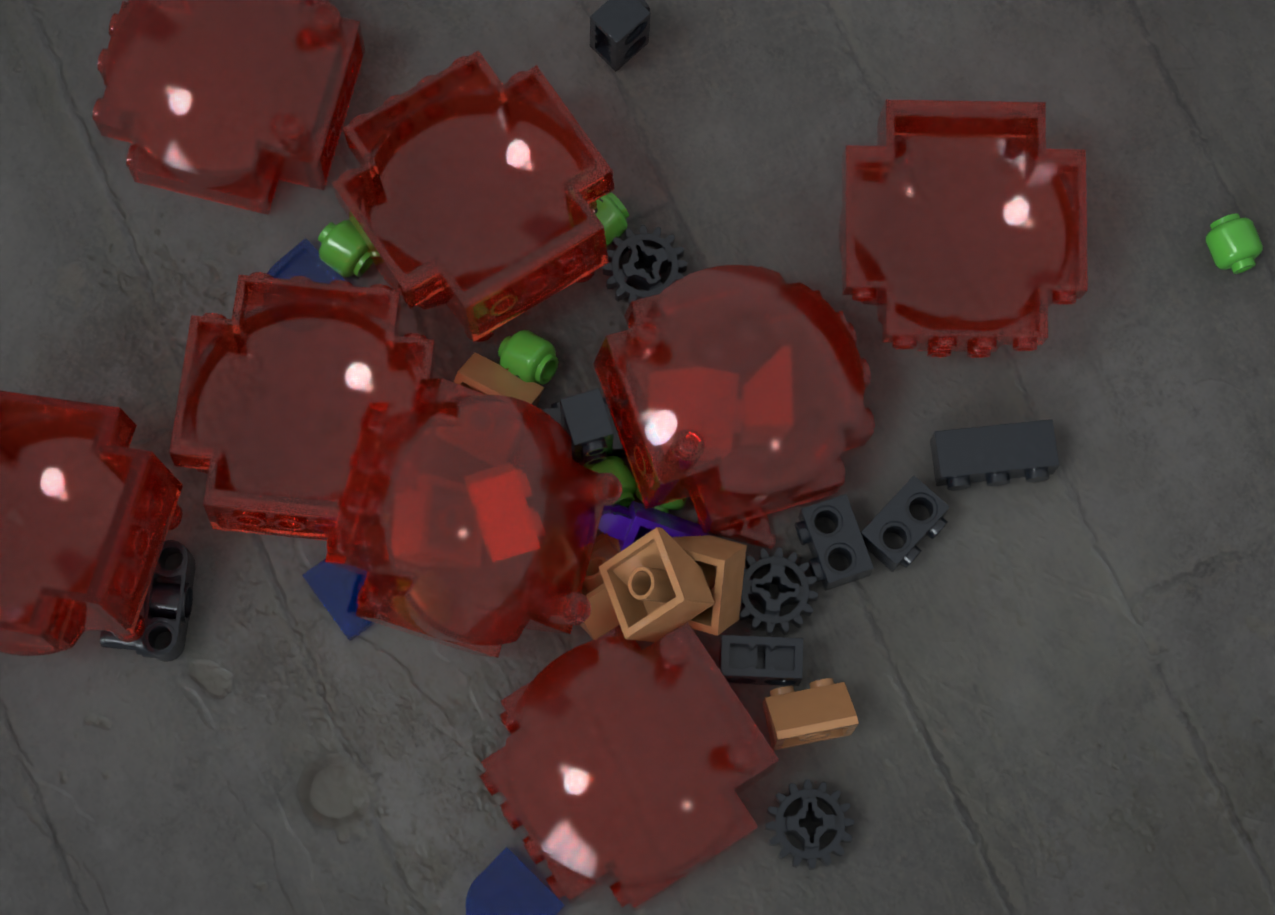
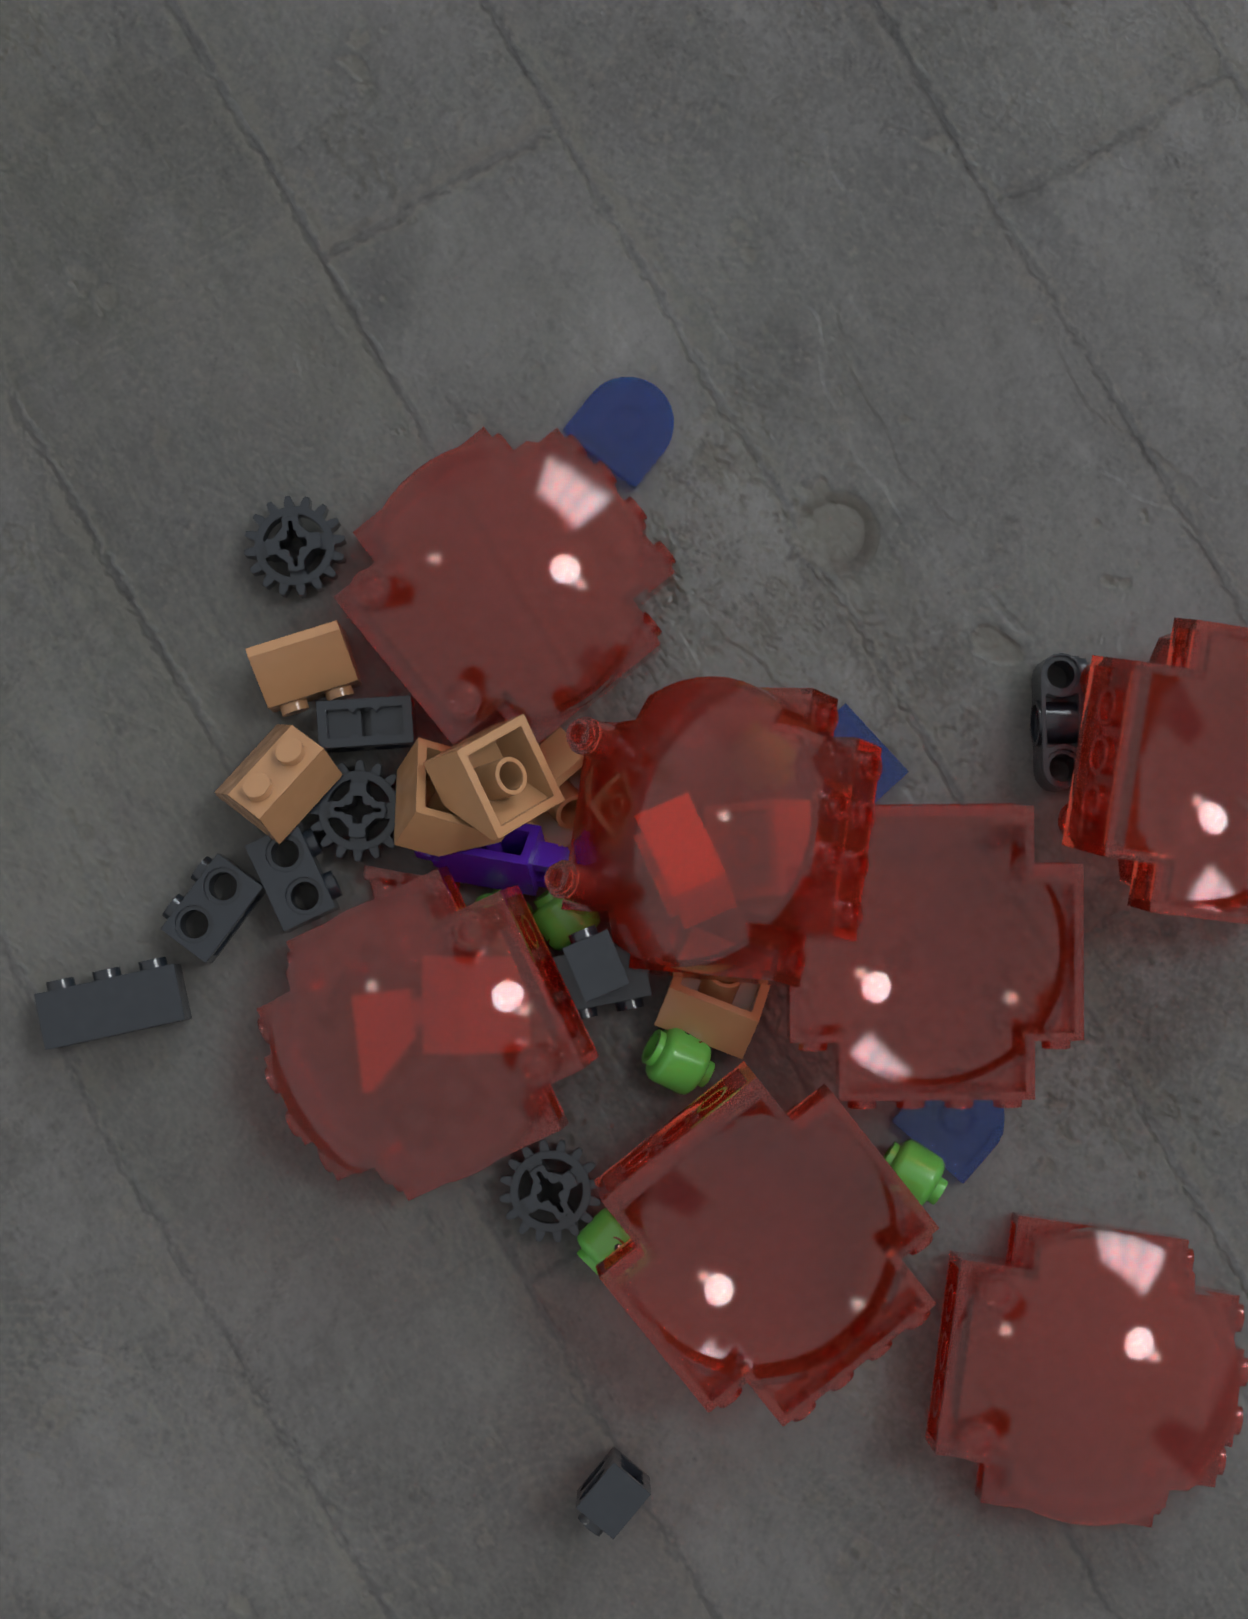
camera: 175 degrees right, 10 degrees up
(841, 619) = (280, 781): none -> medium nougat slope
(963, 225) = (164, 1267): clear red windscreen -> none

